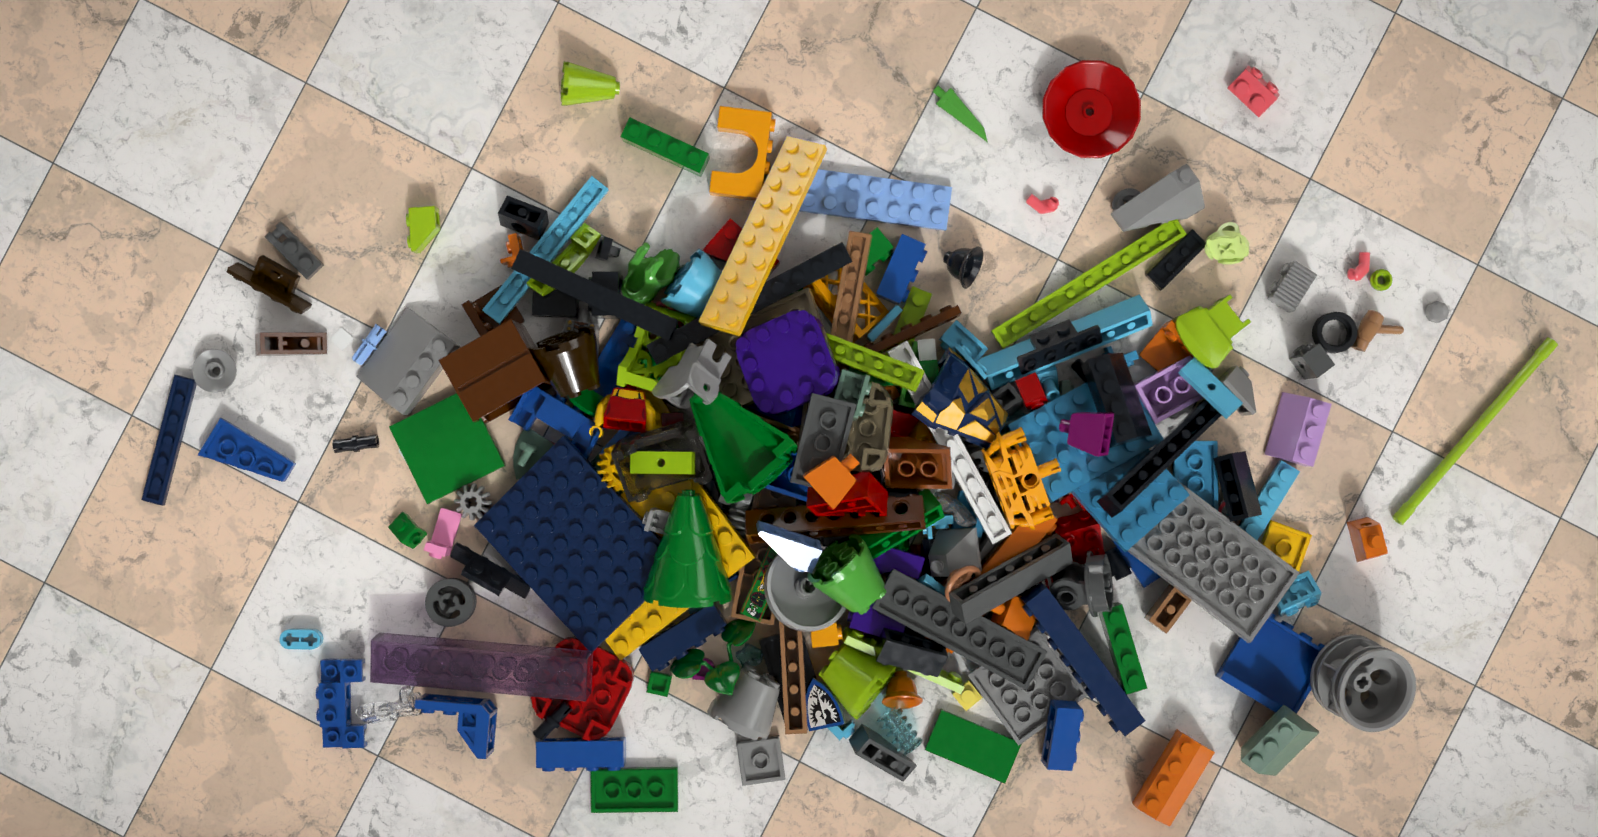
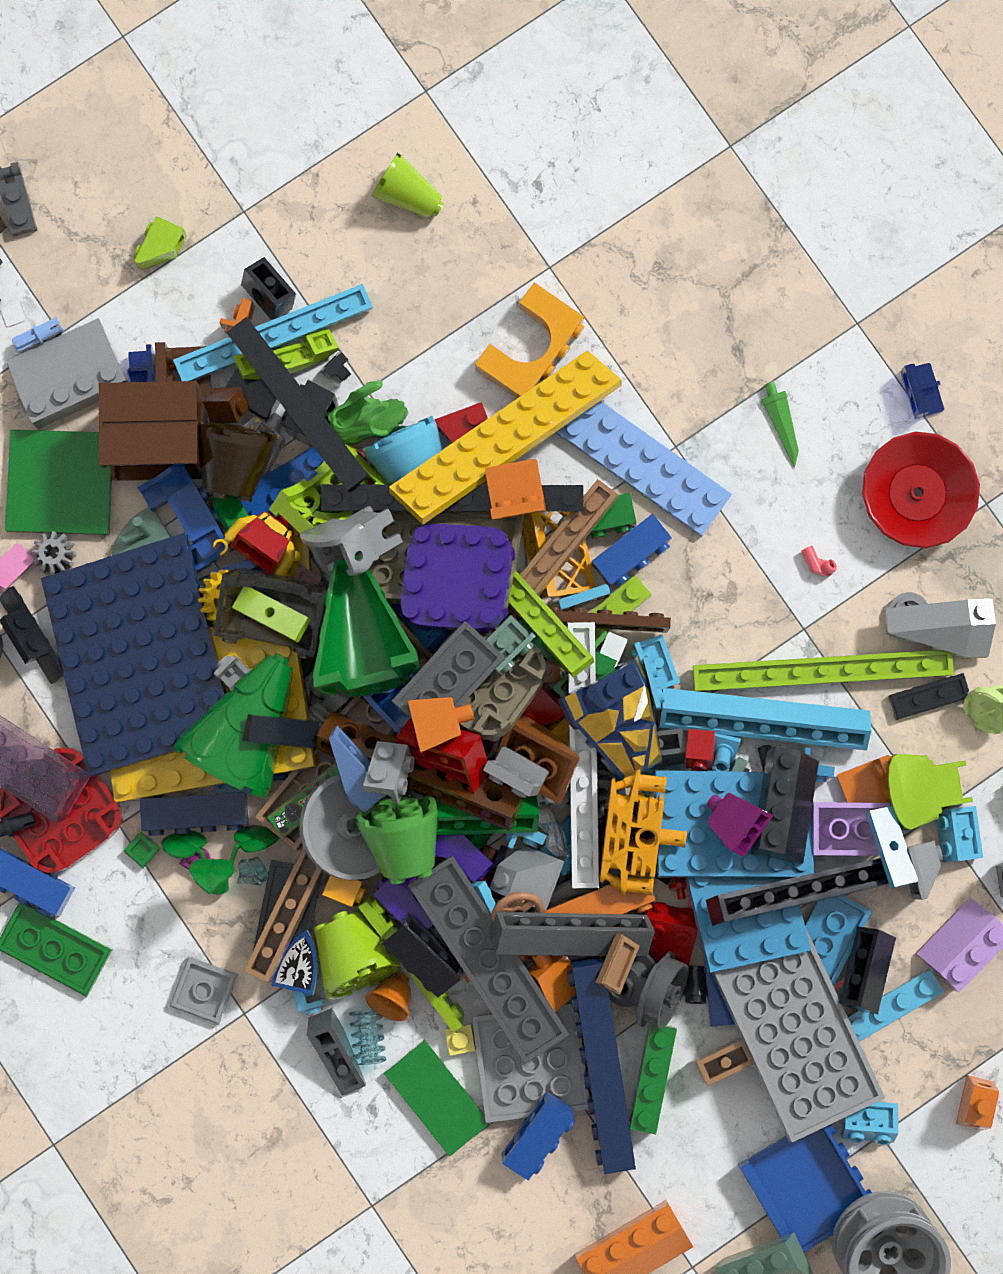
camera: 25 degrees right, 5 degrees down
(462, 328) = (142, 365): none -> clear blue panel
(540, 323) = (226, 405): none -> reddish brown brick
(665, 147) = (454, 294): green brick -> none
(718, 546) = (281, 731): none -> black tile
(751, 705) = (223, 919): light grey cone -> none
(794, 273) = (515, 489): none -> orange bracket
(815, 533) = (389, 770): none -> light grey bracket
(909, 483) = (517, 772): none -> light grey bracket
(964, 264) = (702, 581): black hat -> none
(1051, 32) = (922, 390): none -> clear blue panel
(1056, 582) = (617, 964): none -> medium nougat tile
(1057, 343) = (753, 714): black bracket -> none
(1252, 350) = (959, 834): none -> medium azure bracket
(1286, 543) = (889, 1062): yellow tile -> none

